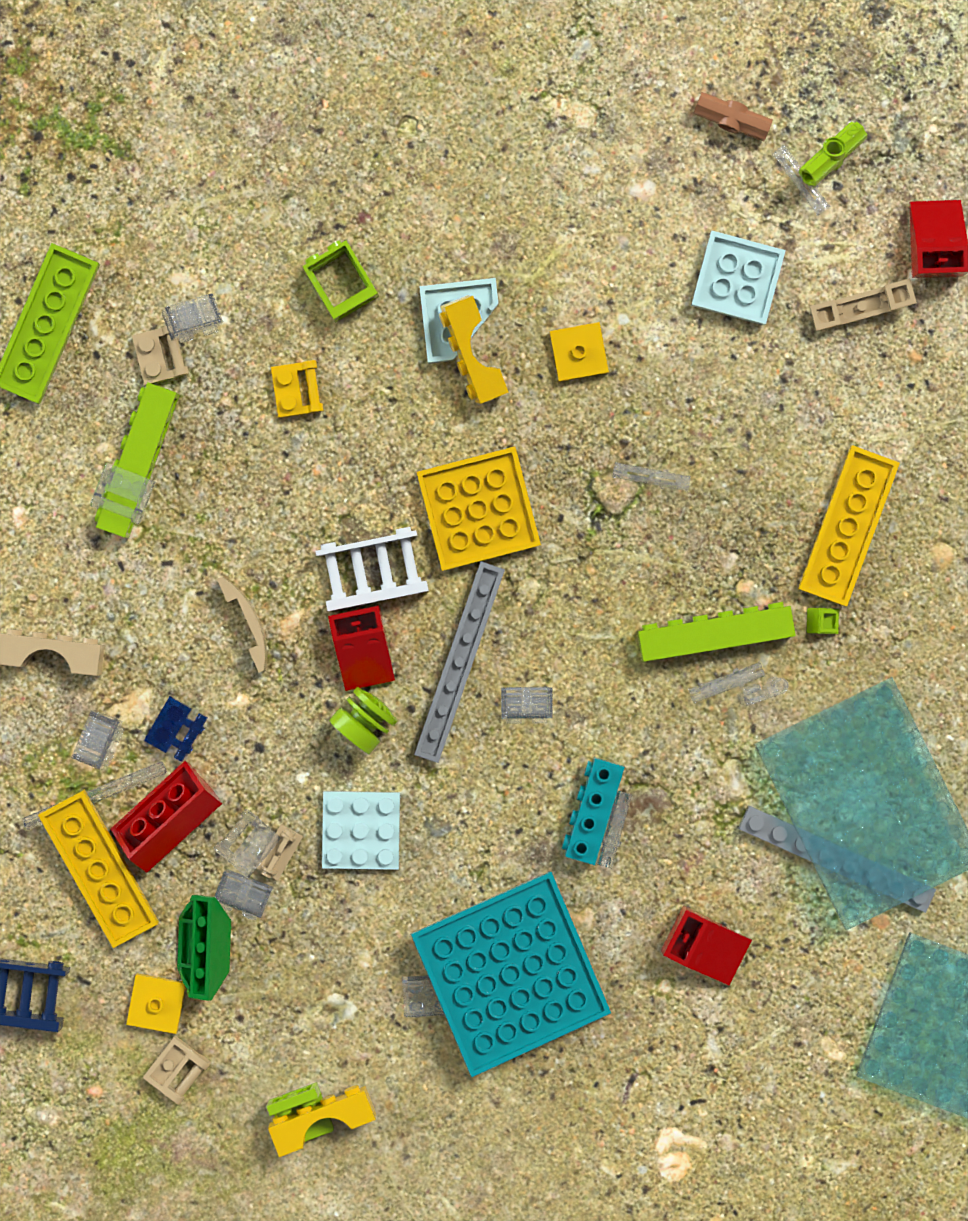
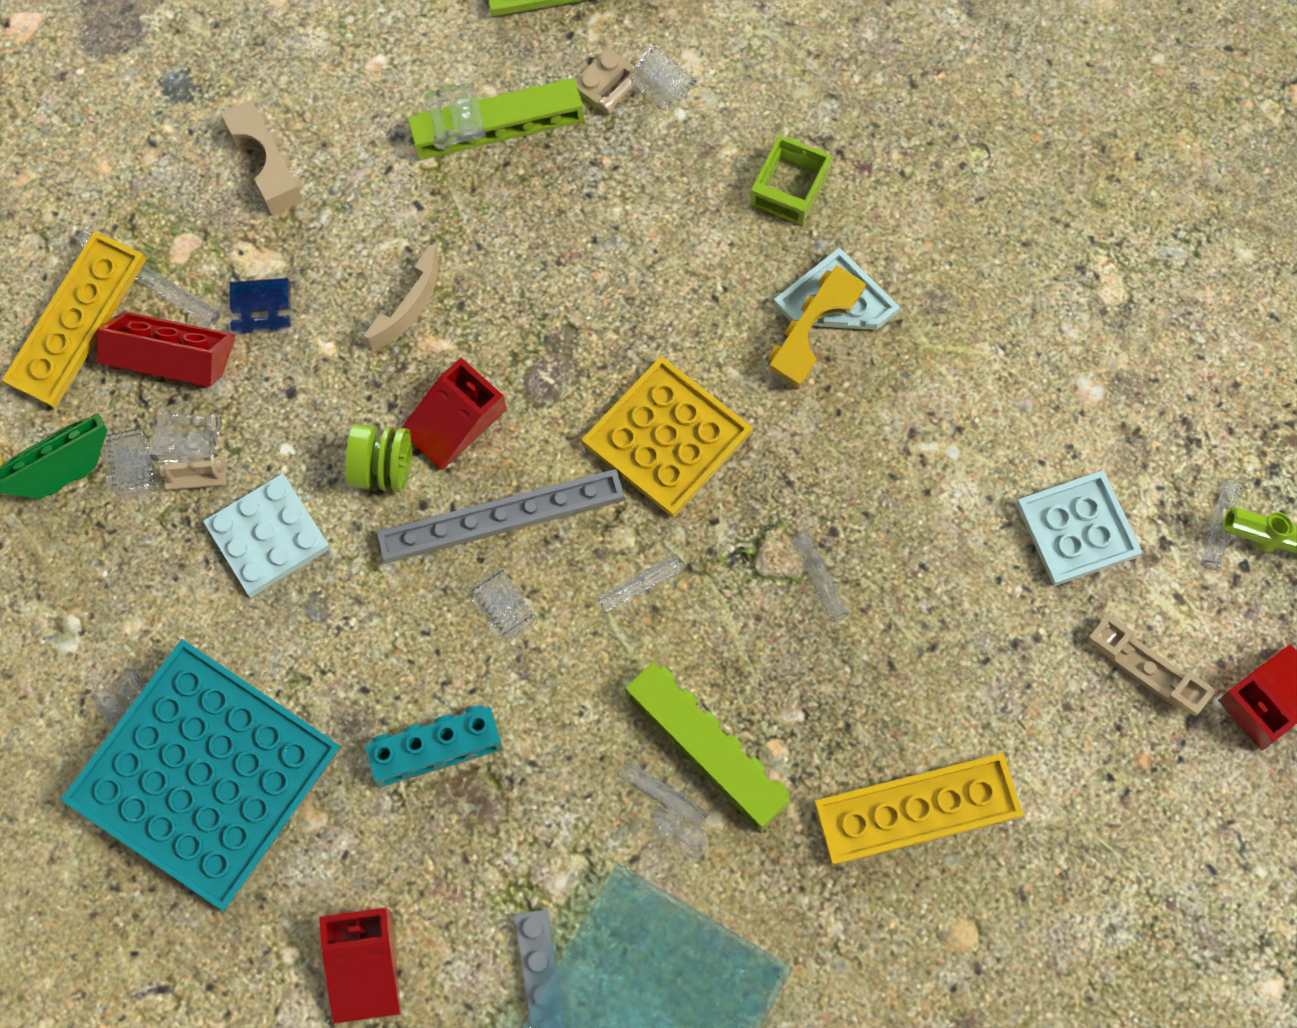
camera: 60 degrees right, 20 degrees down
(98, 739) = (204, 244): clear brick -> none
(288, 389) = (656, 203): yellow plate -> none
(364, 593) = (528, 405): white fence -> none
(572, 599) = (640, 582): none -> clear axle
(579, 352) = (889, 430): yellow plate -> none
(614, 829) = (428, 782): clear pin -> none
(733, 116) = (1226, 419): nougat piece -> none
(822, 620) = (800, 853): lime slope -> none

